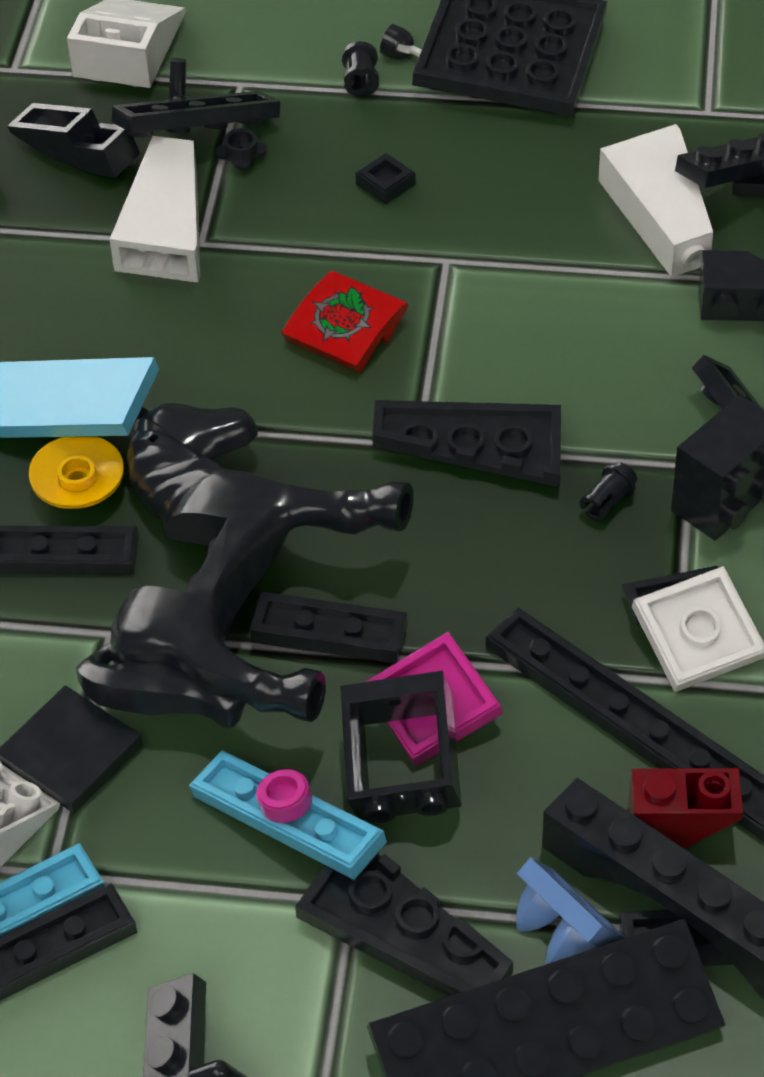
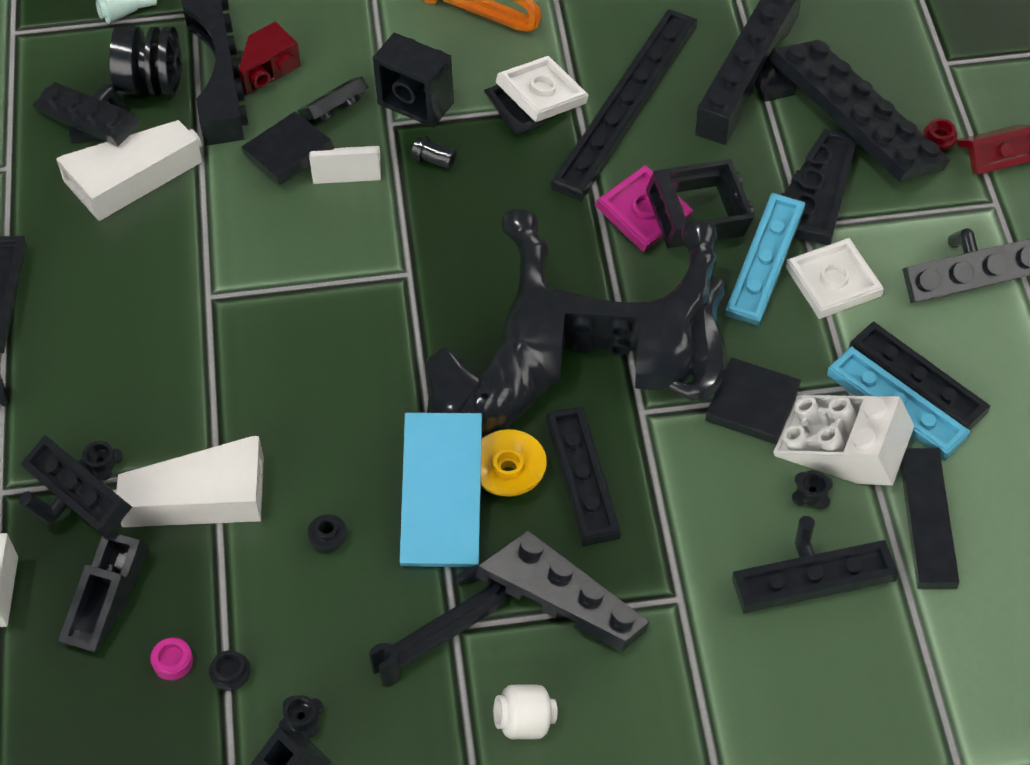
camera: 105 degrees left, 5 degrees up
(64, 313) = (331, 541): none -> black plate
(236, 906) = (834, 278): none -> white tile
(284, 796) = (762, 251): dark pink tile -> none
(328, 627) = (602, 265): black plate -> none
(344, 320) = (298, 336): red slope -> none
(385, 178) = (120, 352): black tile -> none
(487, 437) = (401, 230): black wing -> none
(551, 896) = (786, 104): medium blue tile -> none
(617, 401) = (346, 164): none -> white panel
(653, 342) = (286, 147): none -> black tile
(686, 801) = (686, 70): dark red slope -> none

